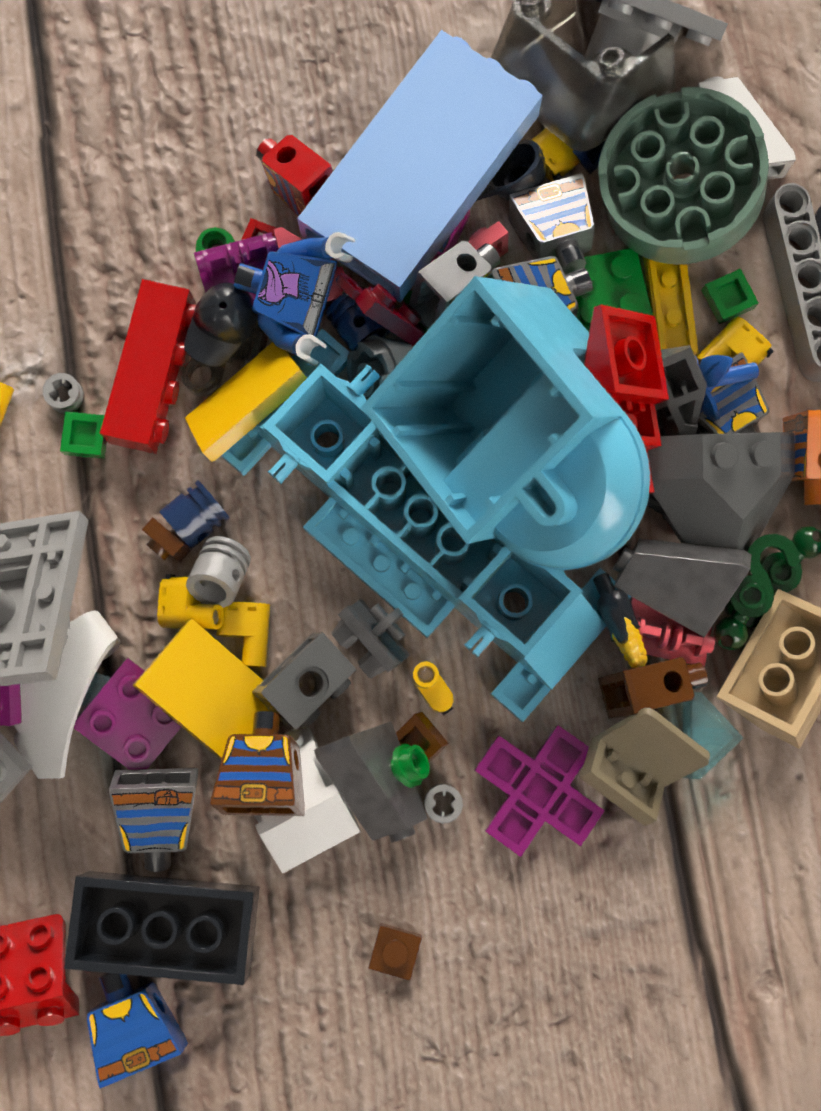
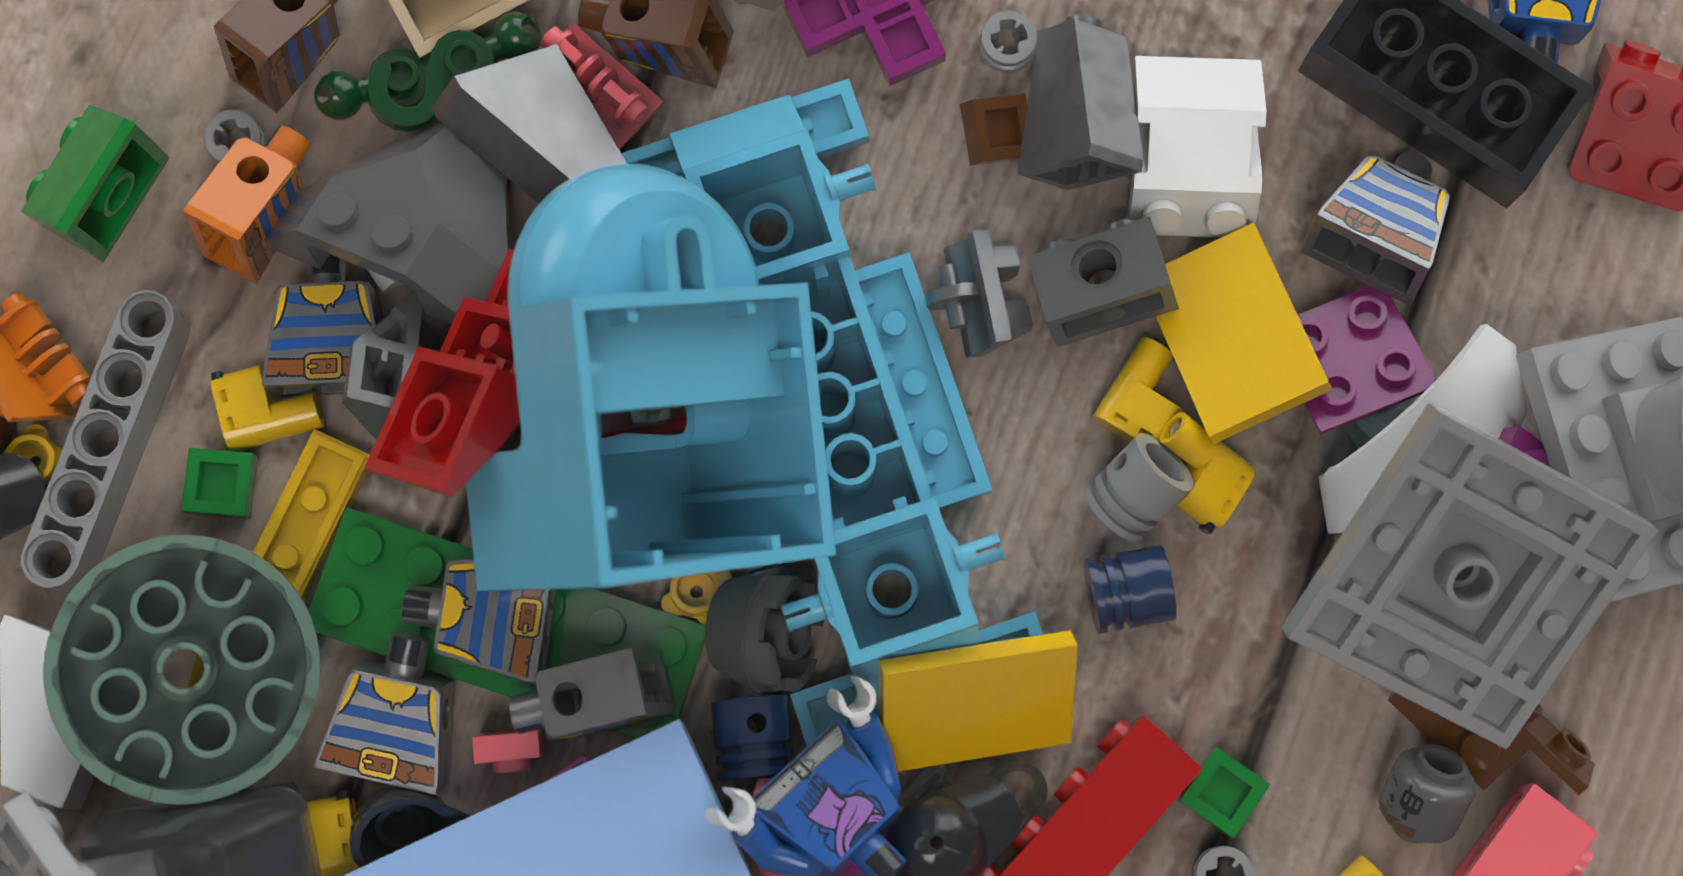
camera: 145 degrees left, 0 degrees up
(164, 542) = (1191, 576): reddish brown plate -> none
(260, 772) = (1222, 184): torso -> none
(381, 307) = (716, 710): dark red hinge -> none
(410, 765) = (1026, 97): green plate -> none
(433, 687) = (939, 187): yellow piece -> none
(618, 615) = (652, 112): black piece -> none
(718, 372) = (324, 359): blue plant -> none

